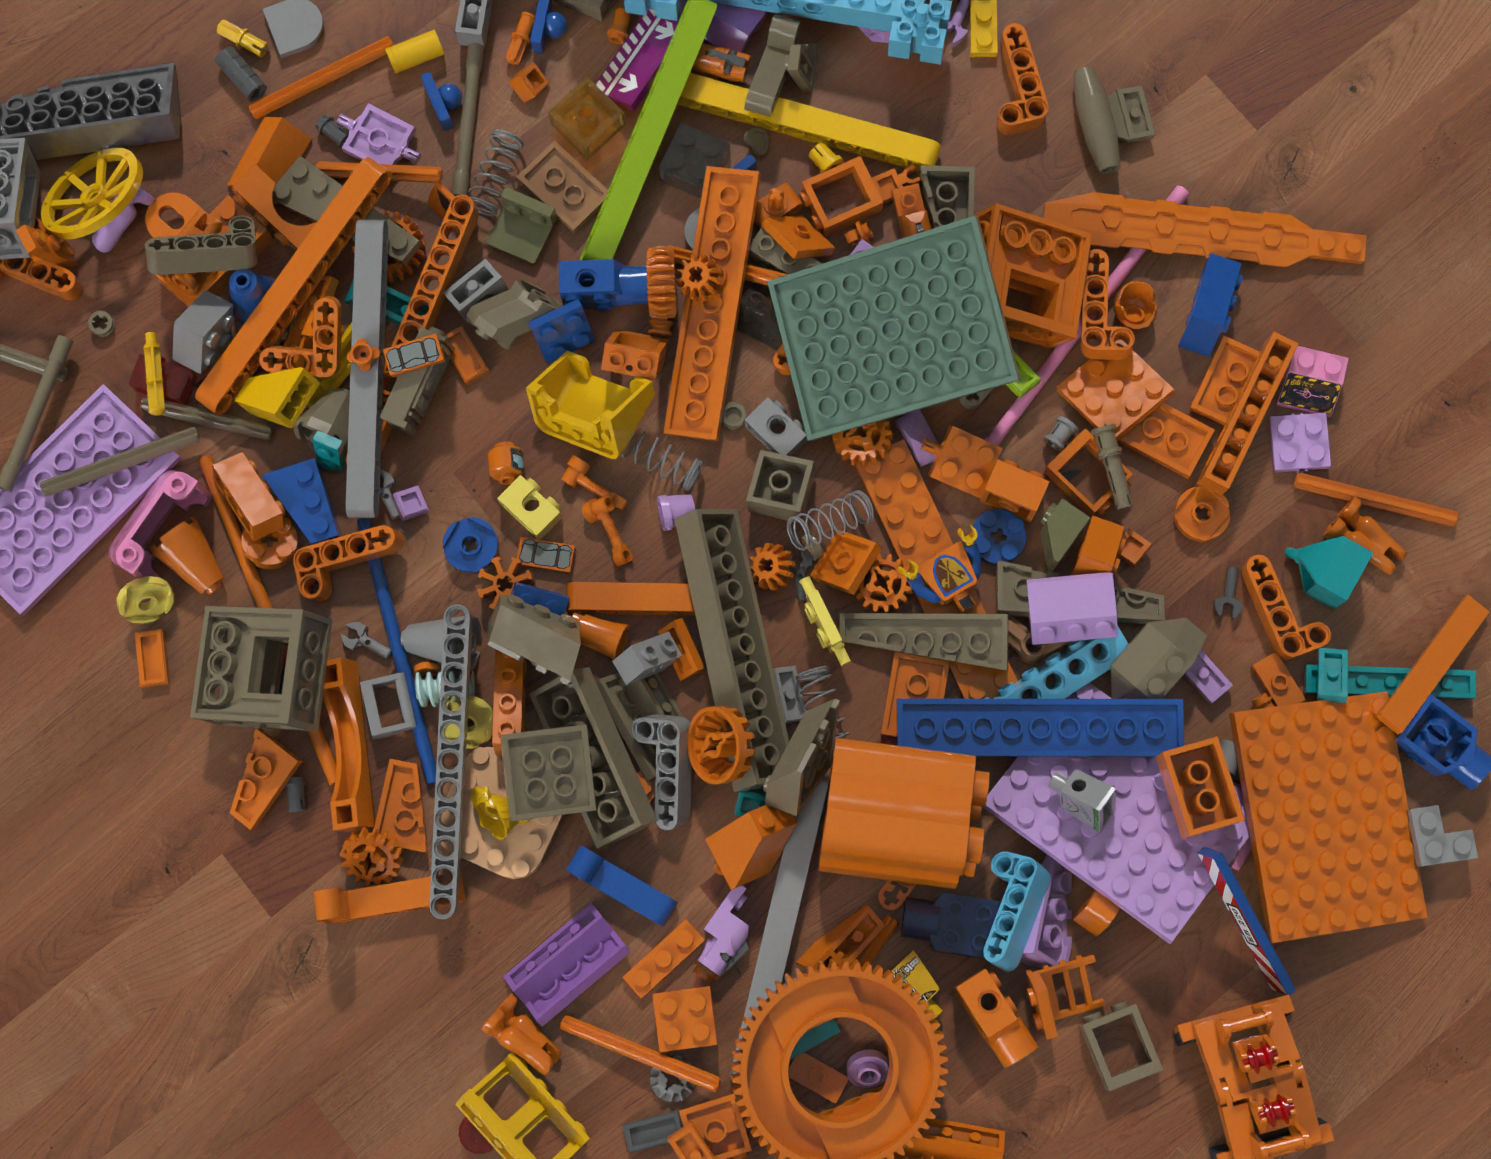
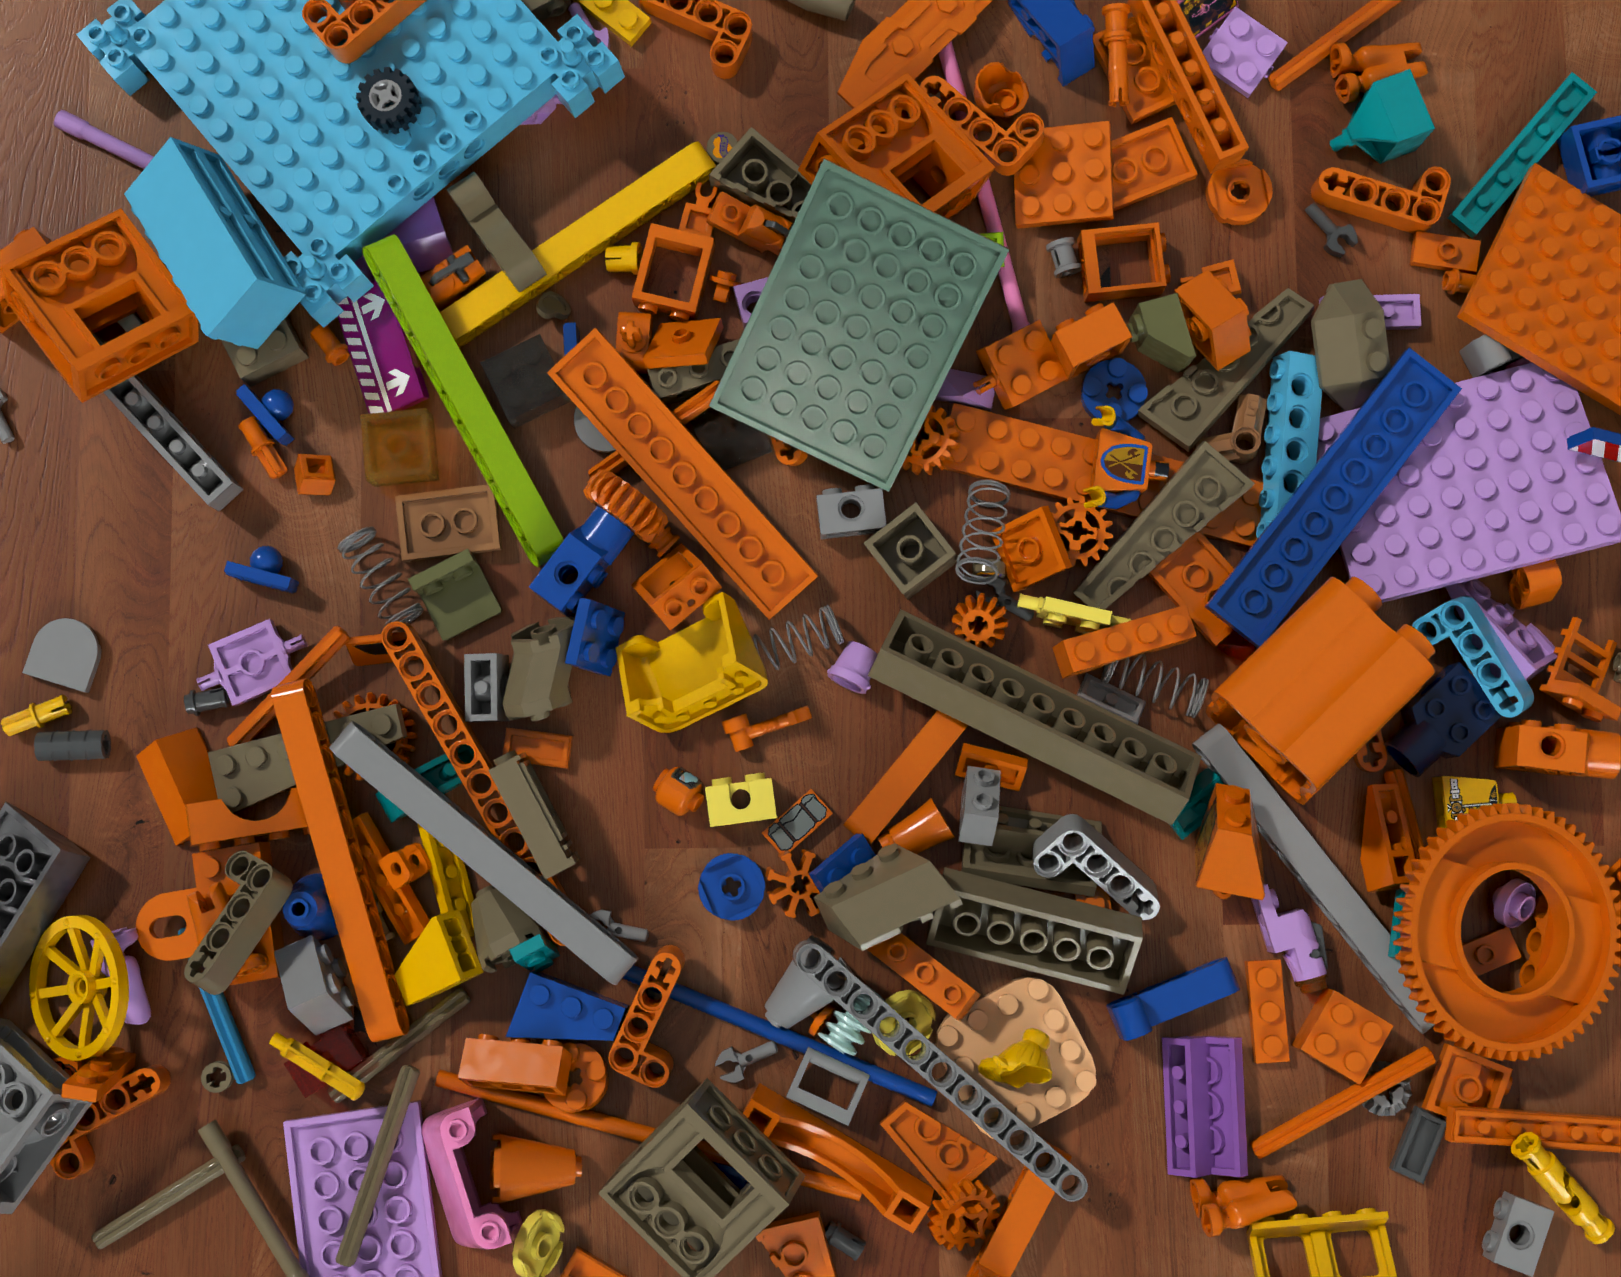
camera: 55 degrees left, 5 degrees up
(133, 309) = (228, 1035): none -> dark azure axle
(312, 356) = (427, 896): orange beam -> none
(320, 78) = (142, 669): orange axle -> none
(360, 347) = (463, 843): orange plate -> none
(410, 503) = (643, 913): lavender tile -> none
(414, 355) = (512, 799): tile -> none
(415, 51) = (192, 559): yellow pin -> none
(473, 66) = (255, 515): dark tan piece -> none
(547, 772) = (1024, 987): dark tan plate -> none
(600, 510) = (797, 737): orange brick -> none
(706, 269) = (646, 476): orange gear -> none
(710, 744) = (1121, 821): orange gear -> none
(734, 416) = (804, 540): dark tan tile -> none
(801, 65) = (514, 205): dark tan wing -> none
(804, 759) = (1200, 738): dark tan wedge -> none
(846, 676) = (1124, 641): none -> orange arch
(950, 158) = (720, 145): none -> dark tan tile
(1072, 608) = (1248, 378): lavender slope -> none
(1085, 798) = (1450, 505): light grey torso -> none
(1110, 454) = (1127, 227): dark tan pin -> none
(1199, 787) = (1510, 398): orange brick -> none
(1234, 352) = (1117, 39): none -> orange pin
(1332, 675) = (1485, 198): teal plate -> none
(1432, 664) = (1541, 104): orange tile -> none

